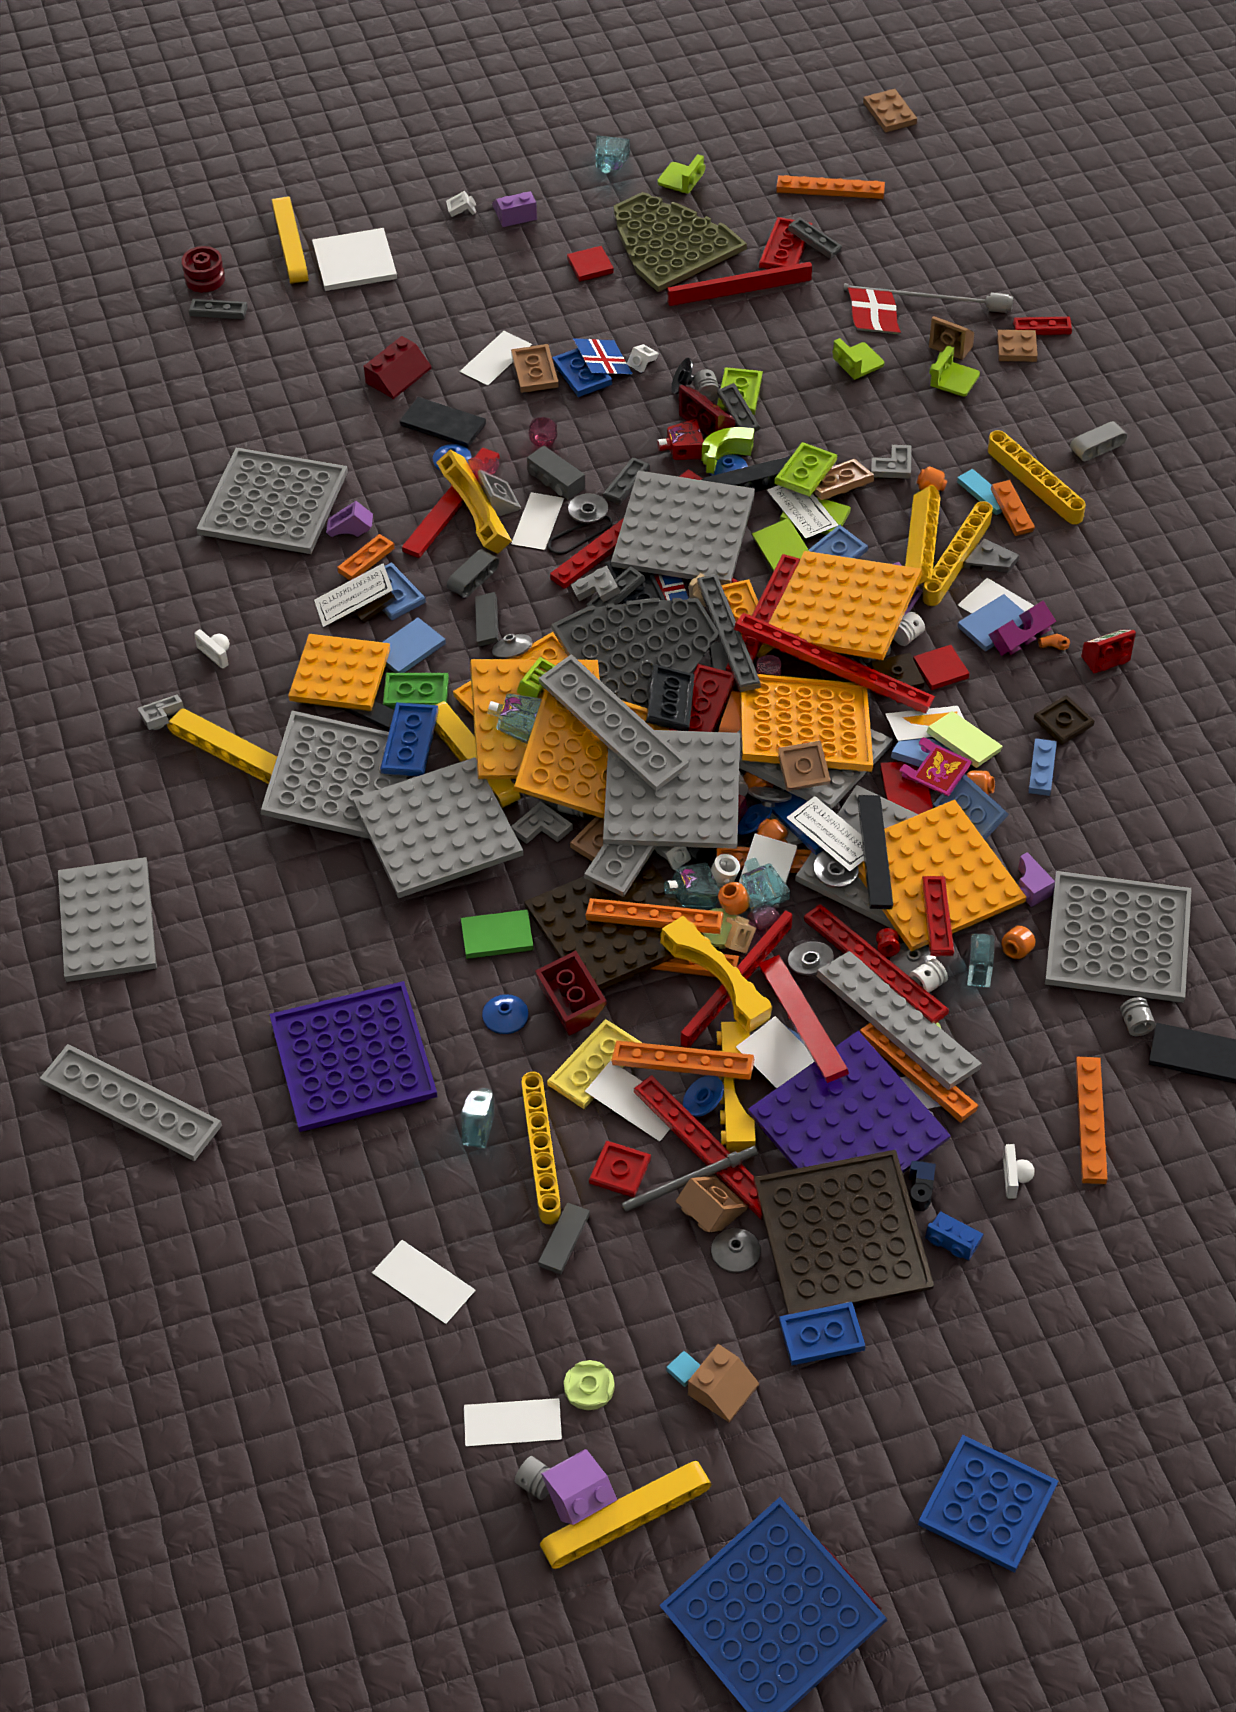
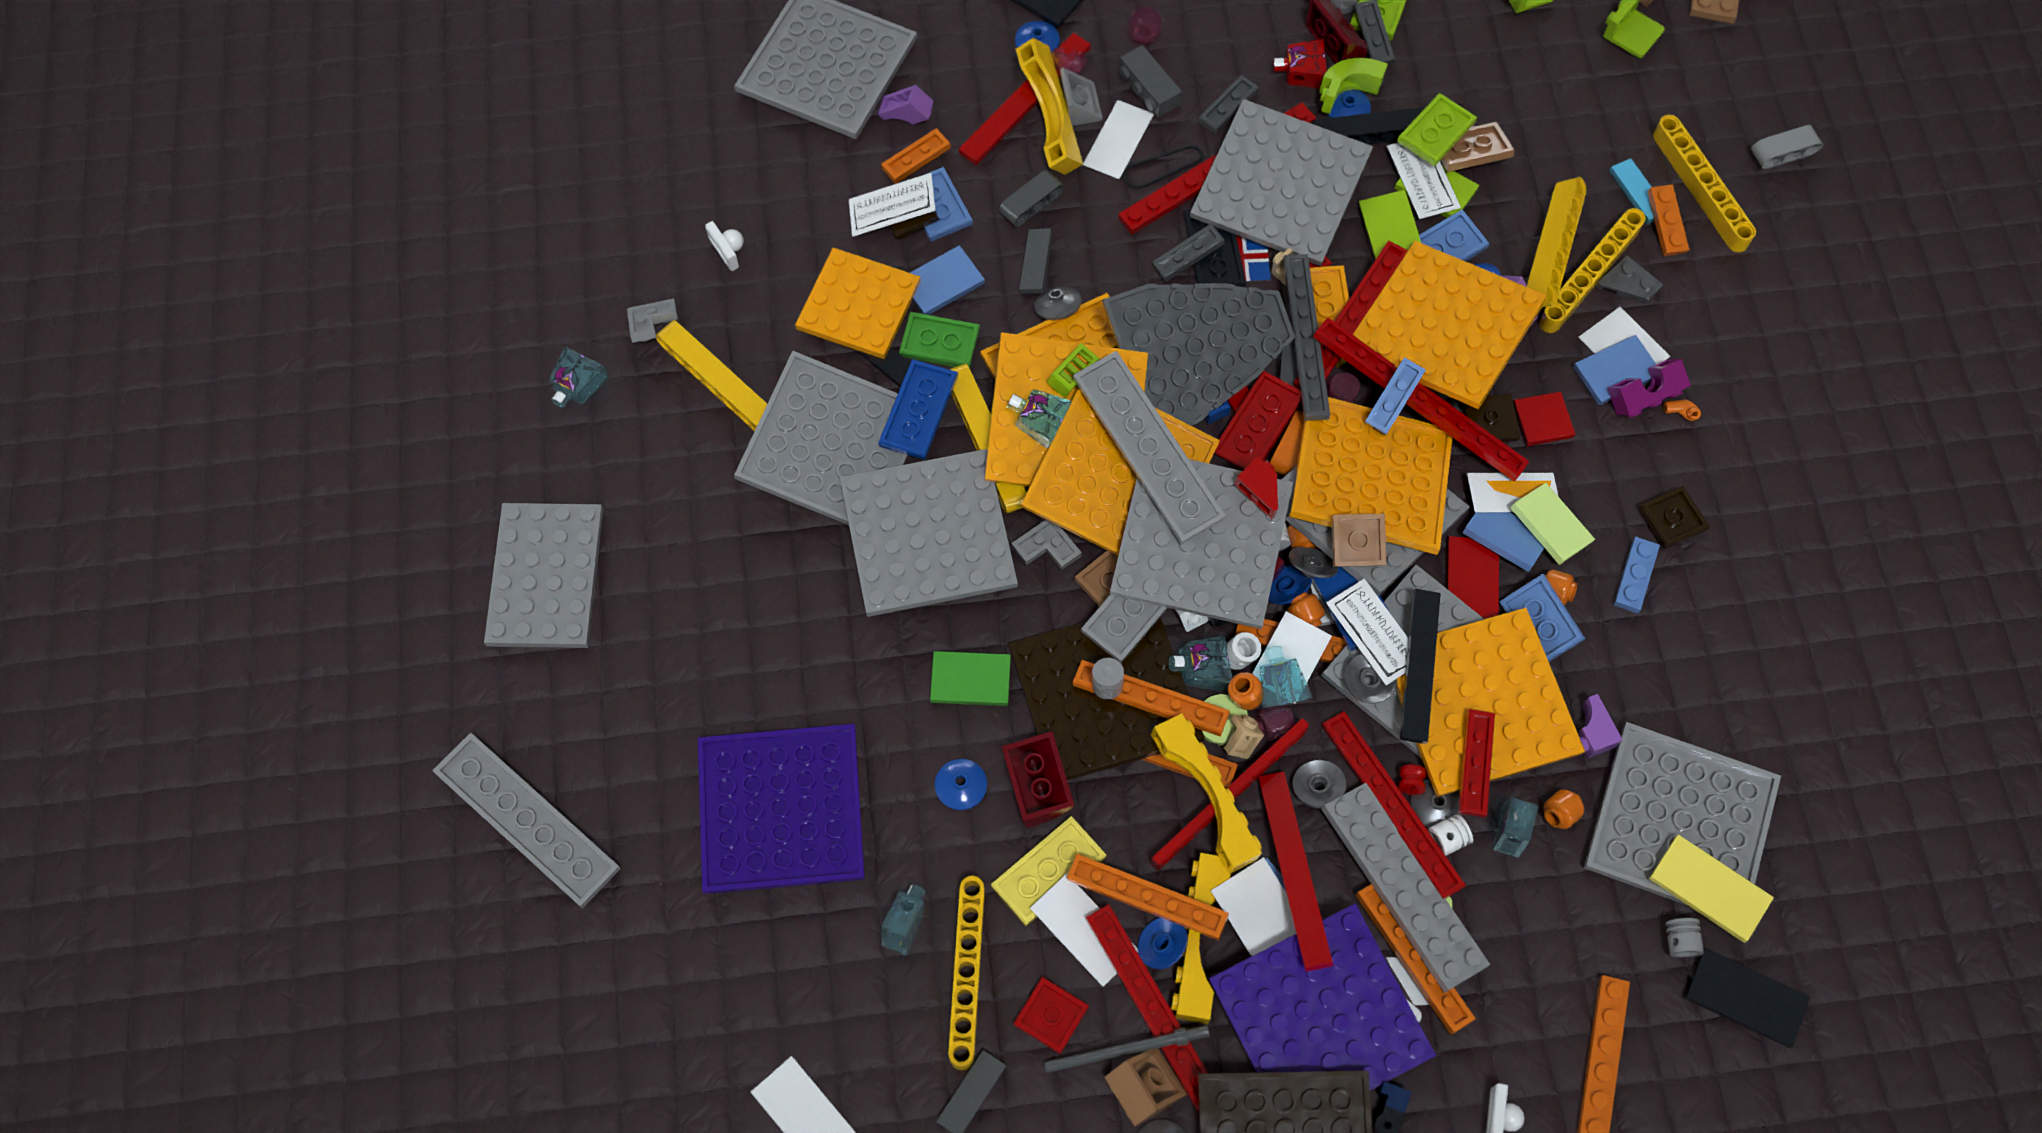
camera: 10 degrees right, 15 degrees up
(104, 766) = (576, 378): none -> clear light blue torso
(588, 508) = (1177, 128): flat silver dish -> none
(599, 581) = (1170, 236): light grey plate -> none
(615, 902) = (1107, 678): none -> light grey piece
(670, 698) = (1222, 416): black tile -> none
(712, 736) = (1259, 484): none -> red slope
(811, 660) = (1395, 396): none -> medium blue plate
(895, 467) = (1542, 140): light grey plate -> none
(907, 630) = (1516, 365): white piece -> none
(933, 477) = (1580, 165): orange head -> none
(939, 770) = (1516, 564): flag -> none
(1109, 650) = (1745, 434): red slope -> none
(1151, 976) = (1711, 888): none -> light yellow tile

